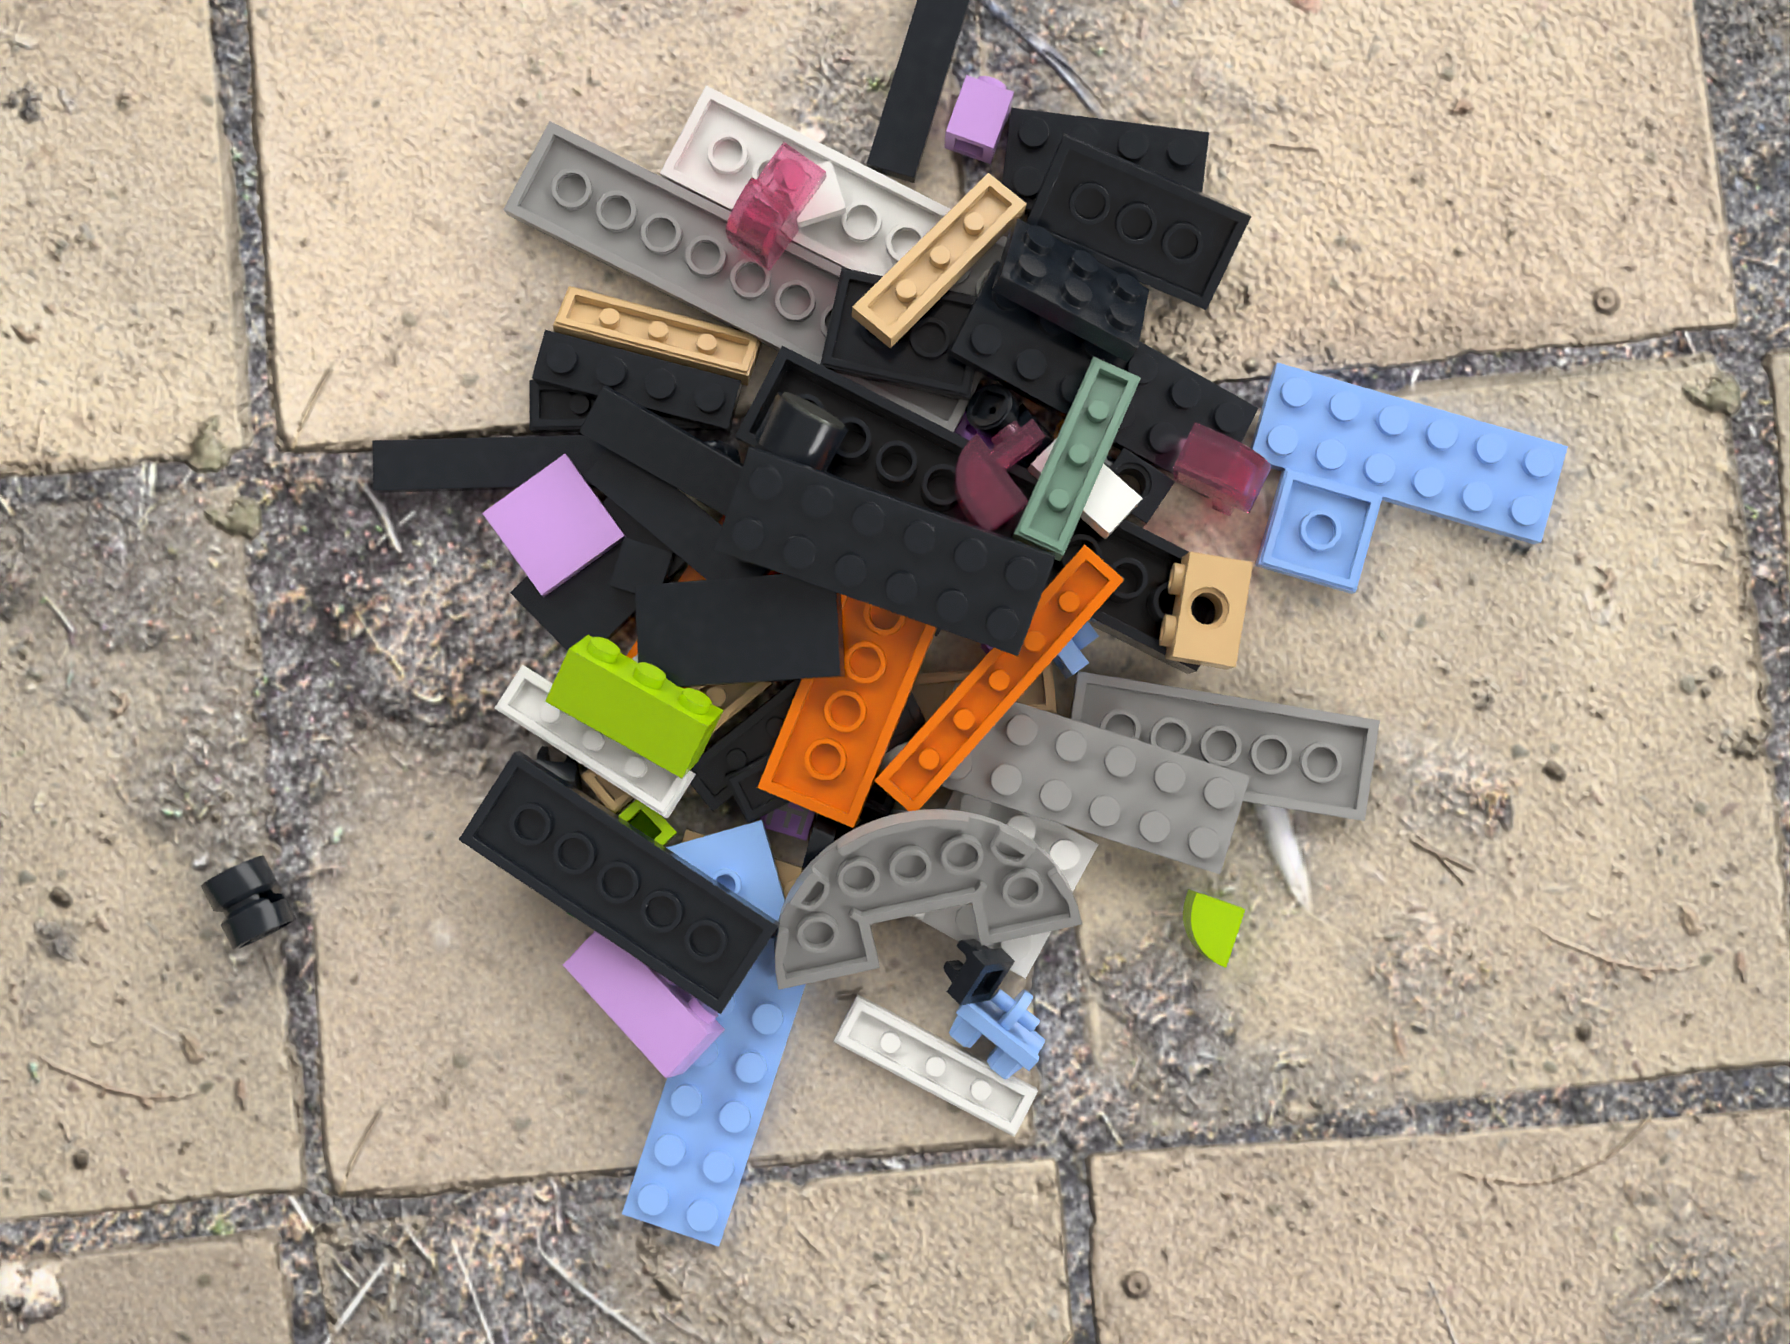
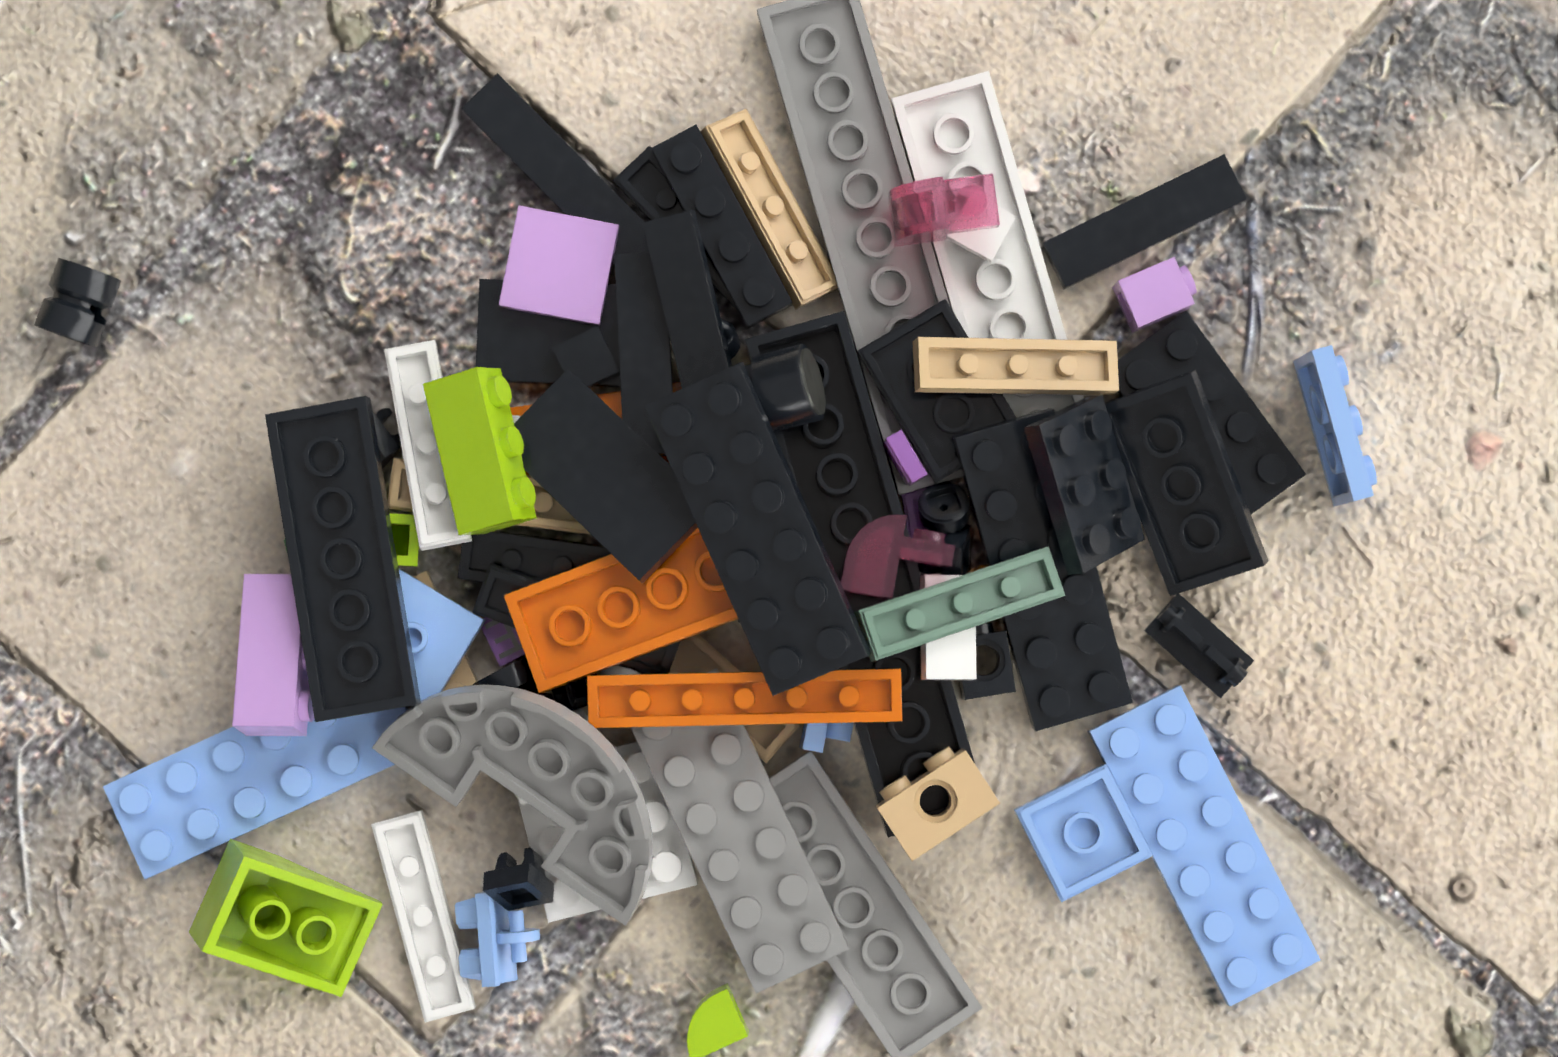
camera: 45 degrees right, 0 degrees up
(843, 1171) = (283, 919): none -> lime slope
(931, 402) = (904, 458): none -> medium lavender tile
(1196, 74) = (1335, 425): none -> light blue plate
(1221, 470) = (1054, 717): clear pink brick -> none
(1261, 323) = (1199, 645): none -> black hinge

